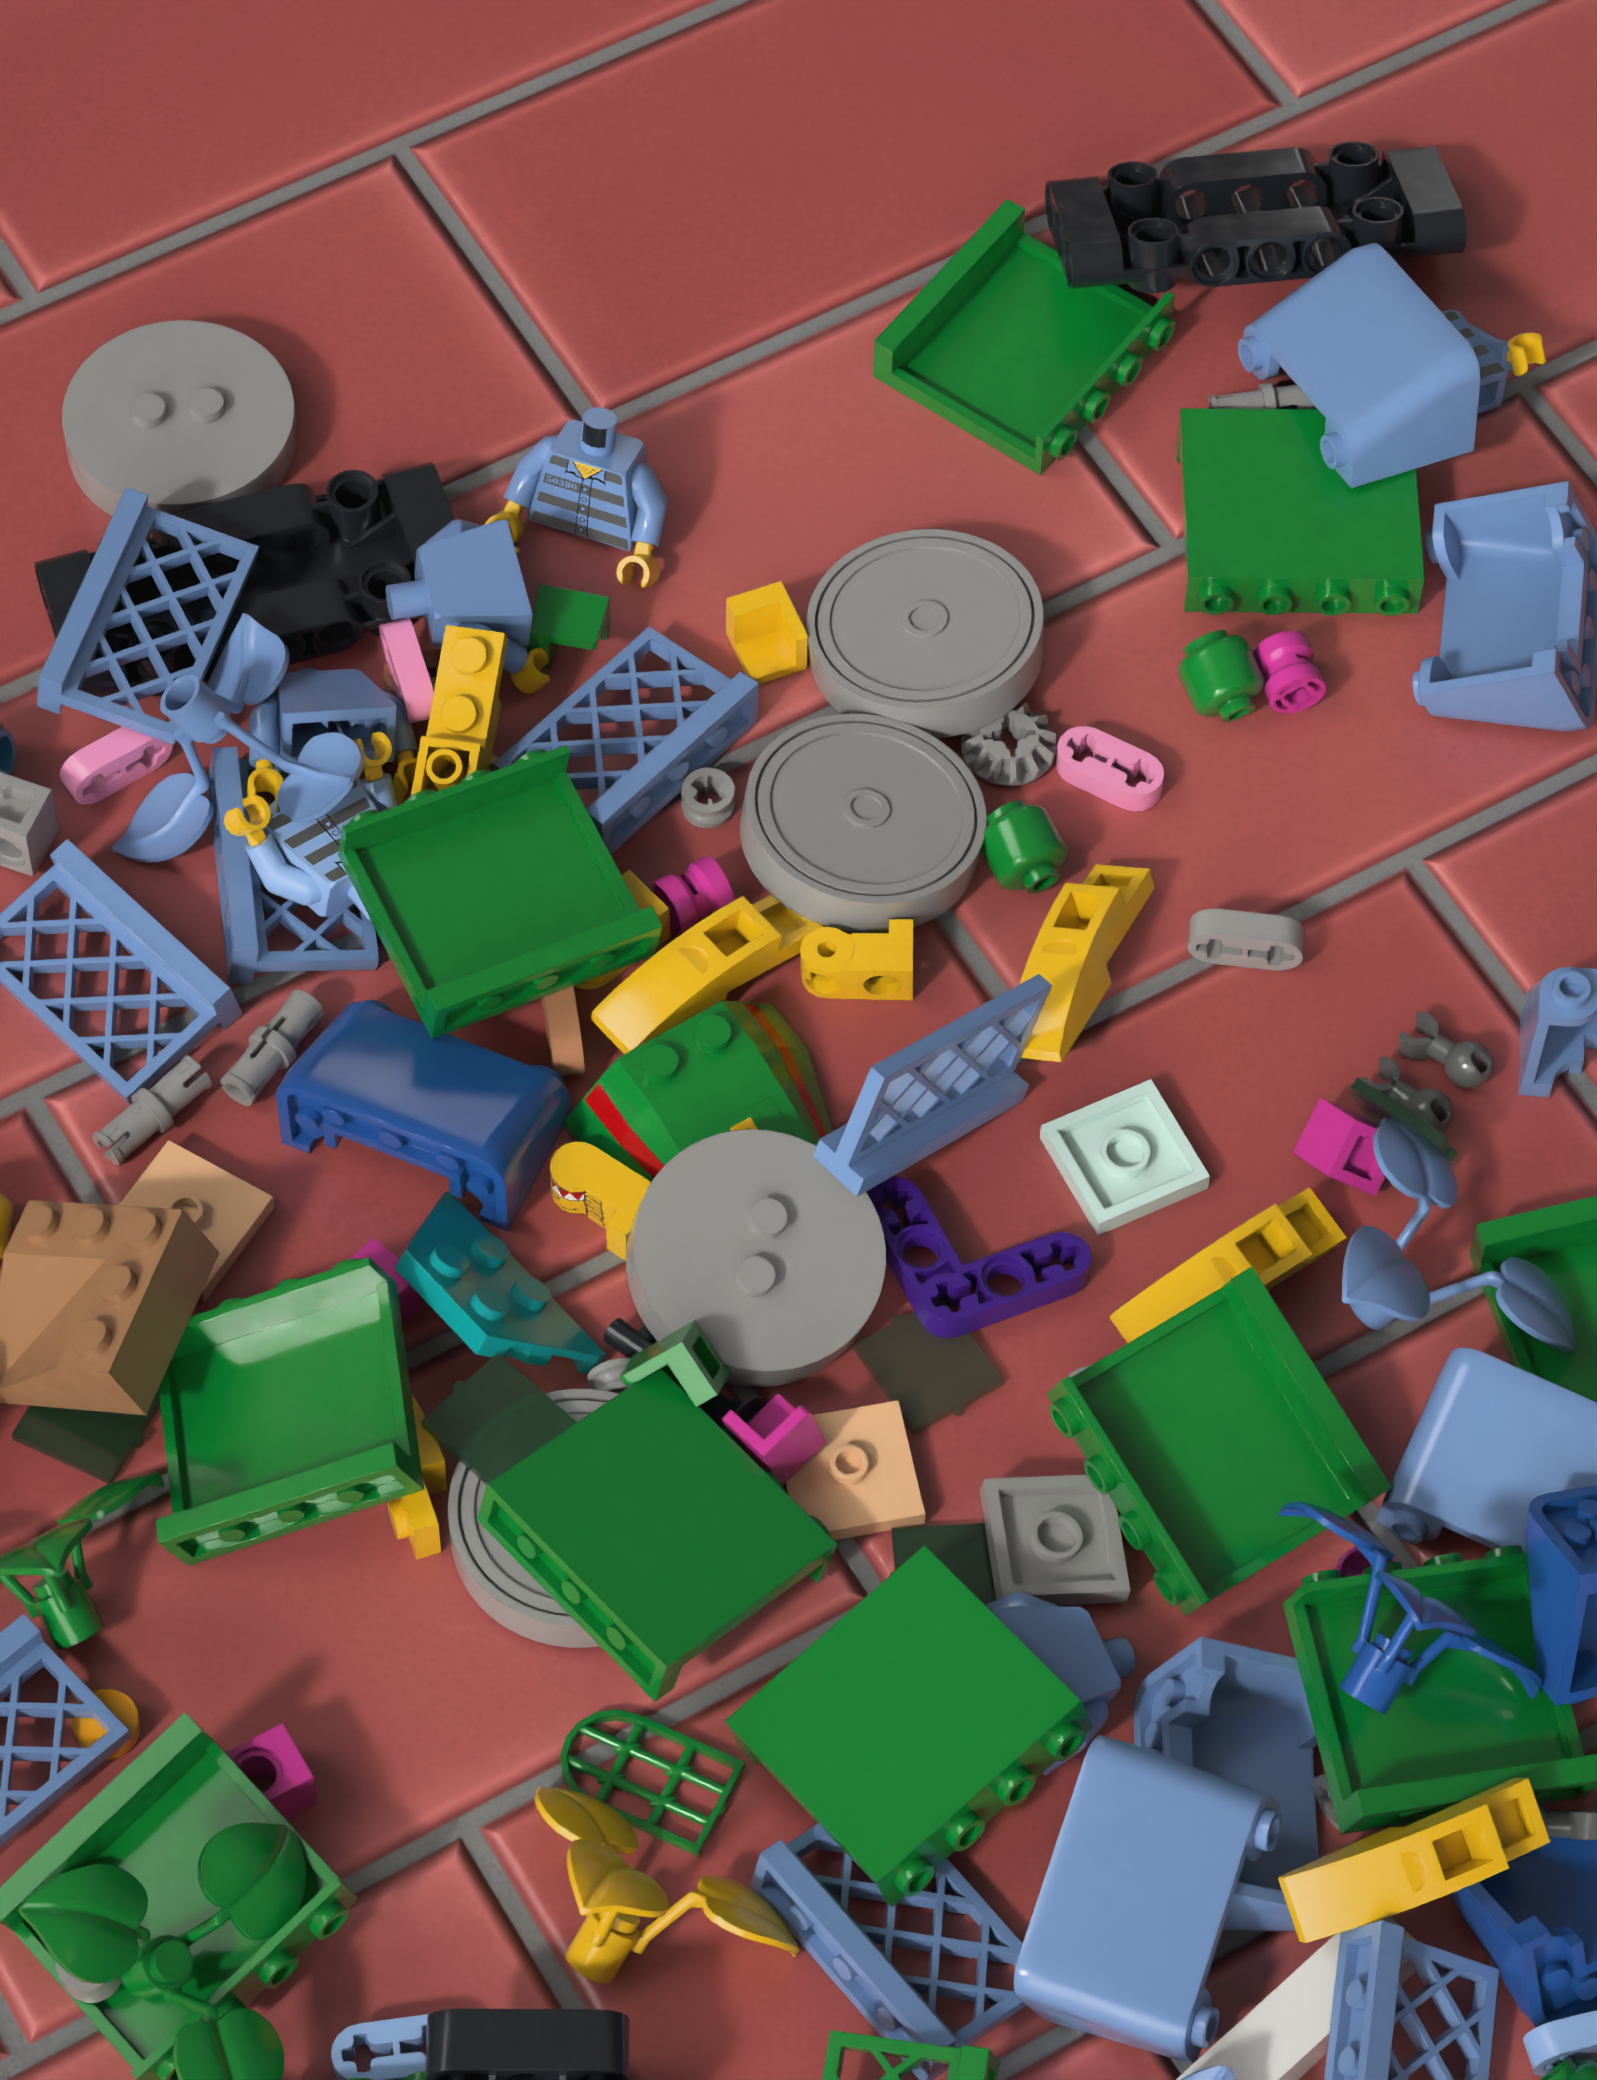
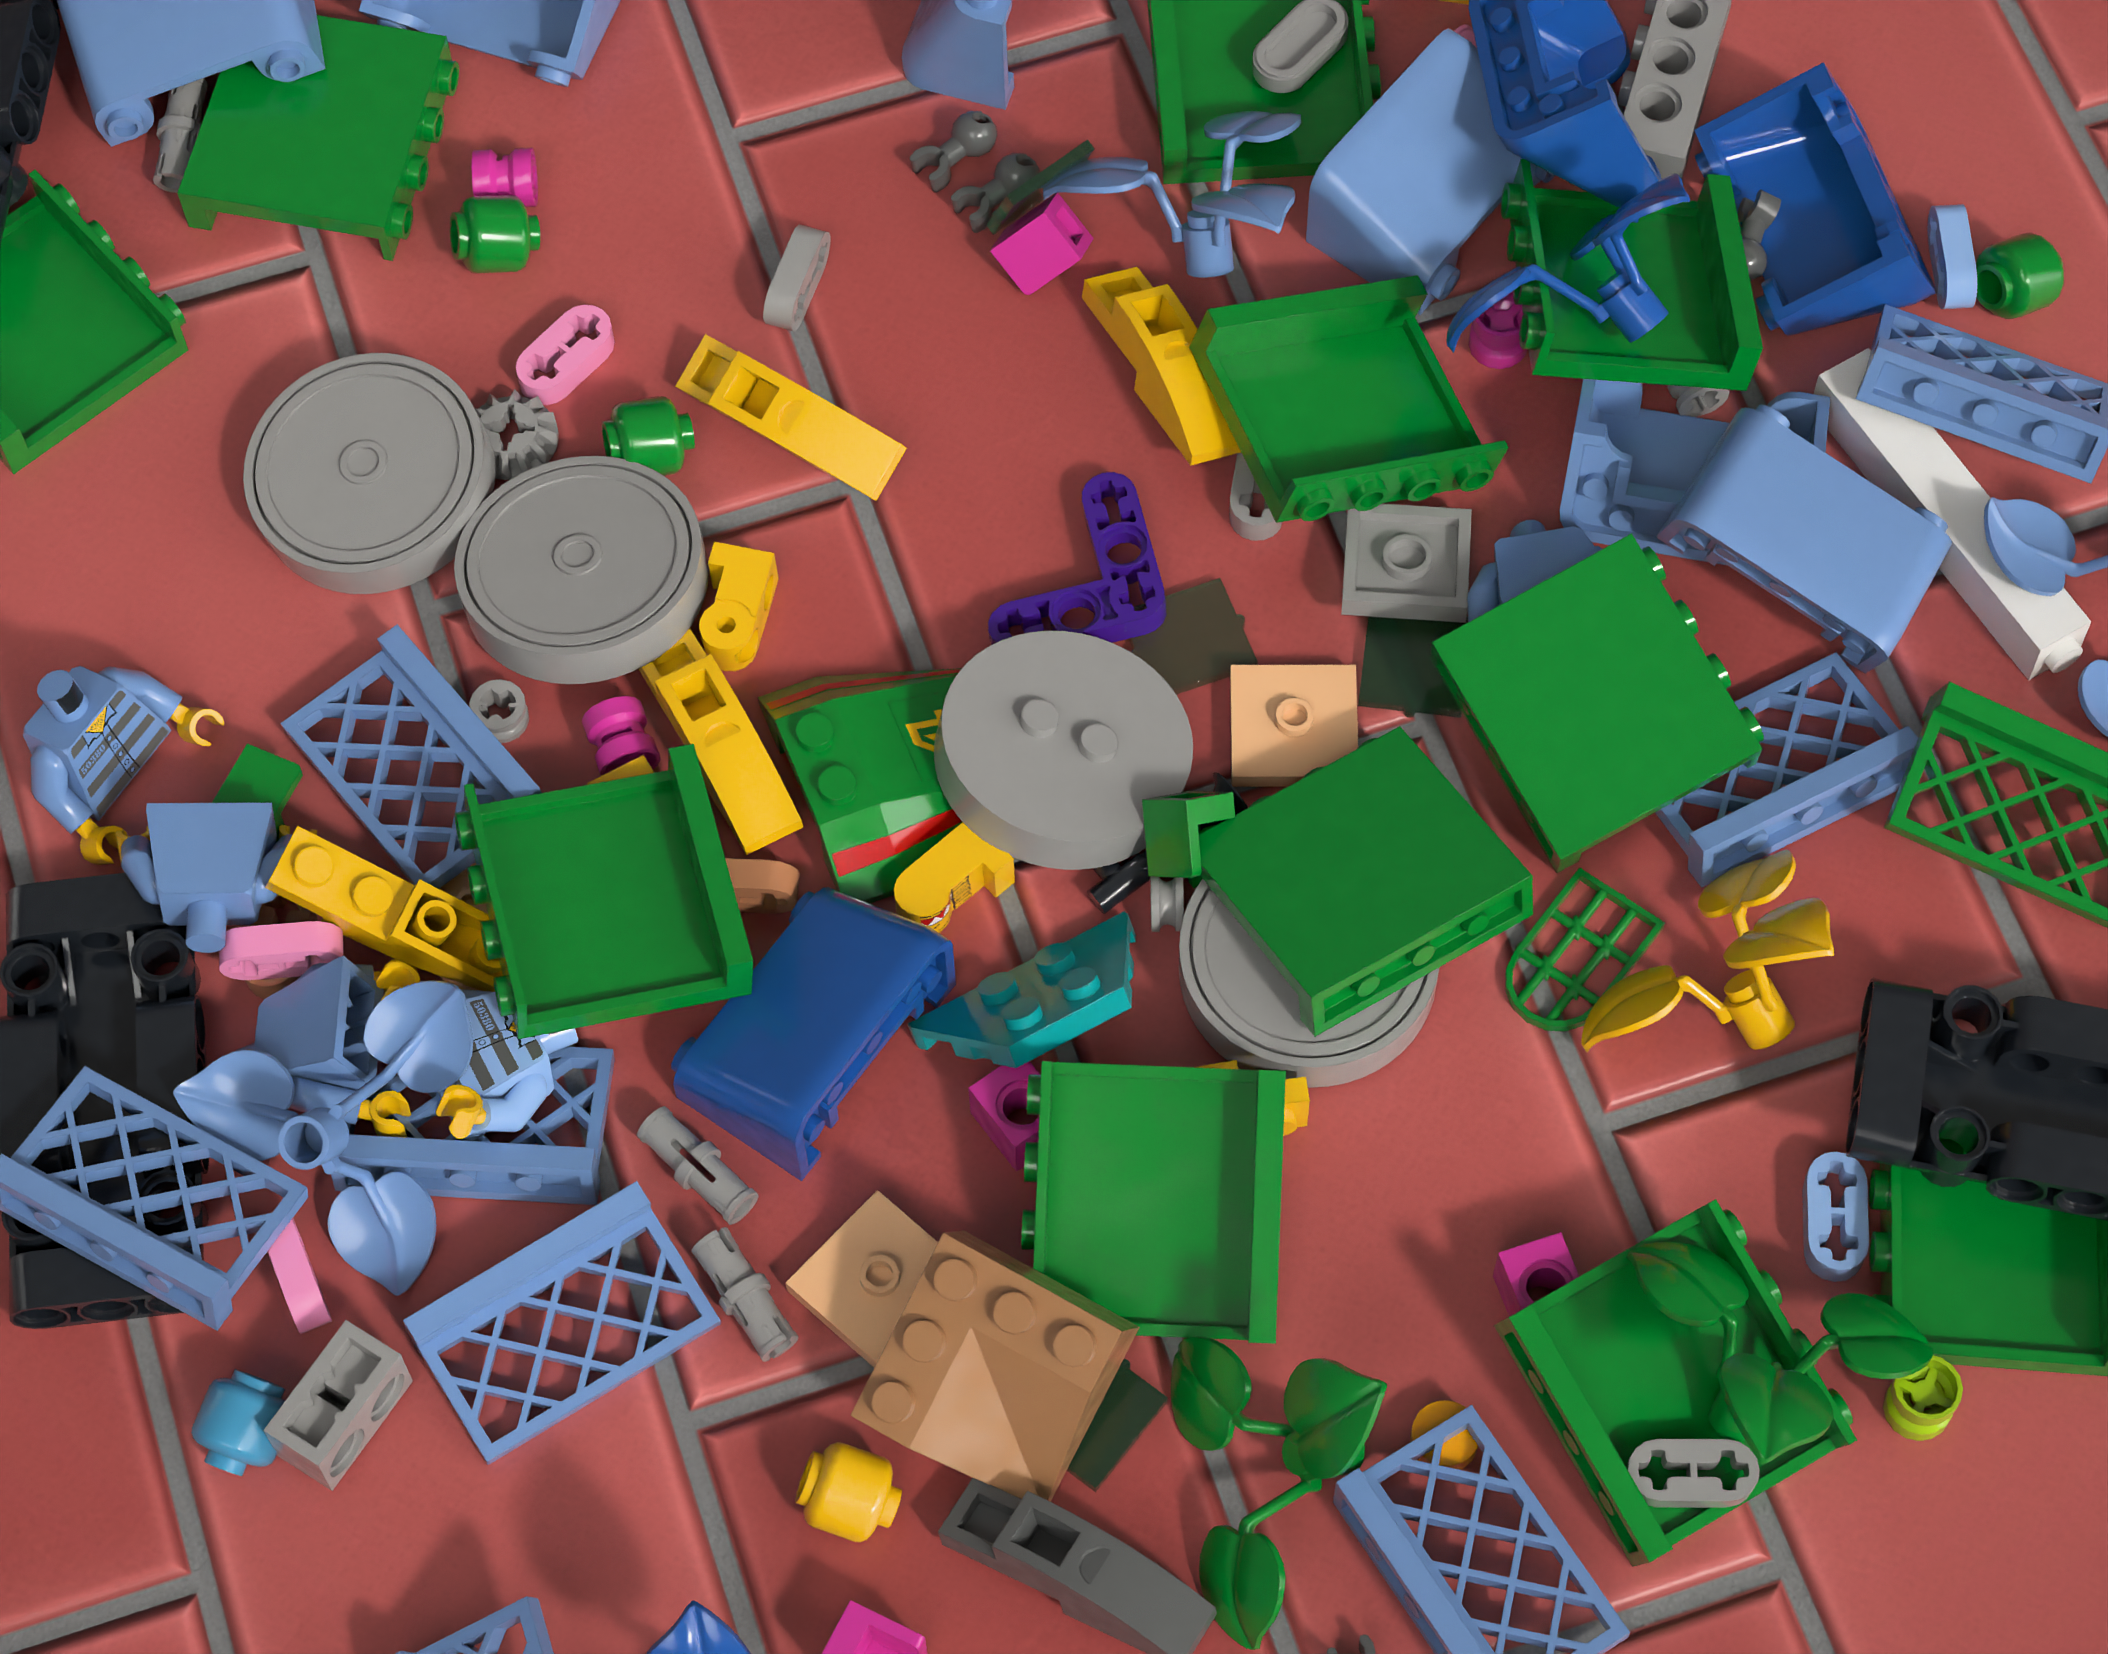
camera: 75 degrees left, 5 degrees up
(495, 1419) = (1211, 1001): clear green piece -> none
(766, 633) = (321, 617): yellow panel -> none
(778, 1437) = (1263, 762): dark pink panel -> none
(935, 1090) = (935, 548): medium blue fence -> none
(1124, 1157) = (1003, 431): light aqua tile -> none
(1414, 1862) = (1818, 325): yellow slope -> none

